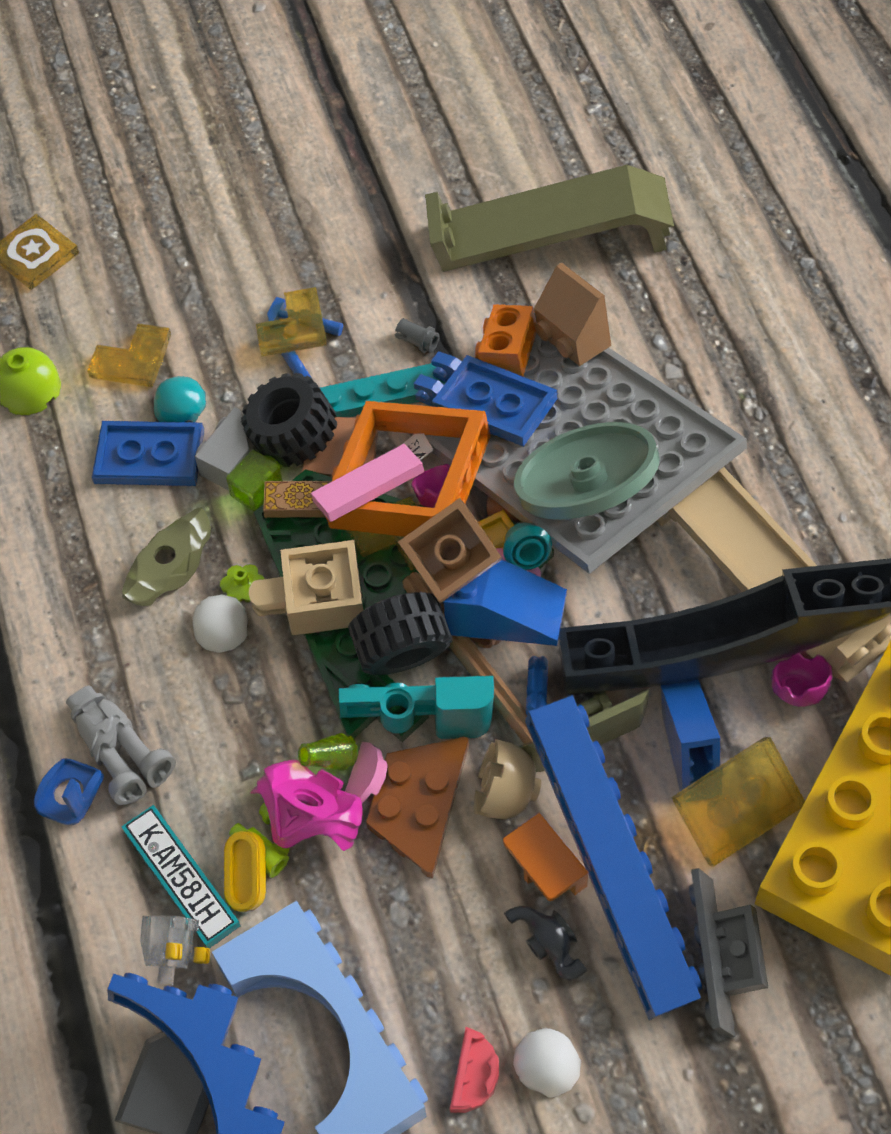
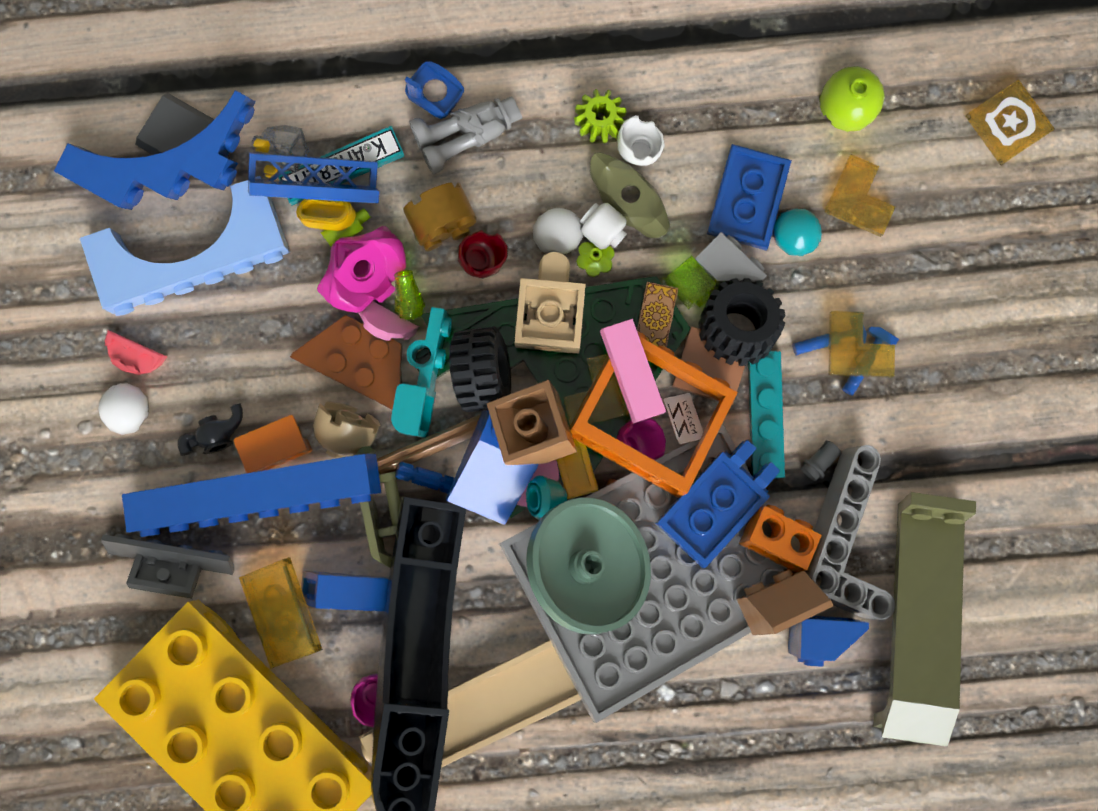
camera: 100 degrees right, 25 degrees up
(78, 605) = (589, 110): none -> lime gear
(103, 559) = (640, 141): none -> white hair
(206, 572) = (603, 226): none -> white head
(221, 885) = (313, 190): none -> blue fence
(226, 733) = (440, 215): none -> pearl gold brick
(262, 685) = (482, 254): none -> dark red hair
(472, 300) = (842, 537): none -> light grey beam
(603, 276) = (824, 638): none -> blue slope

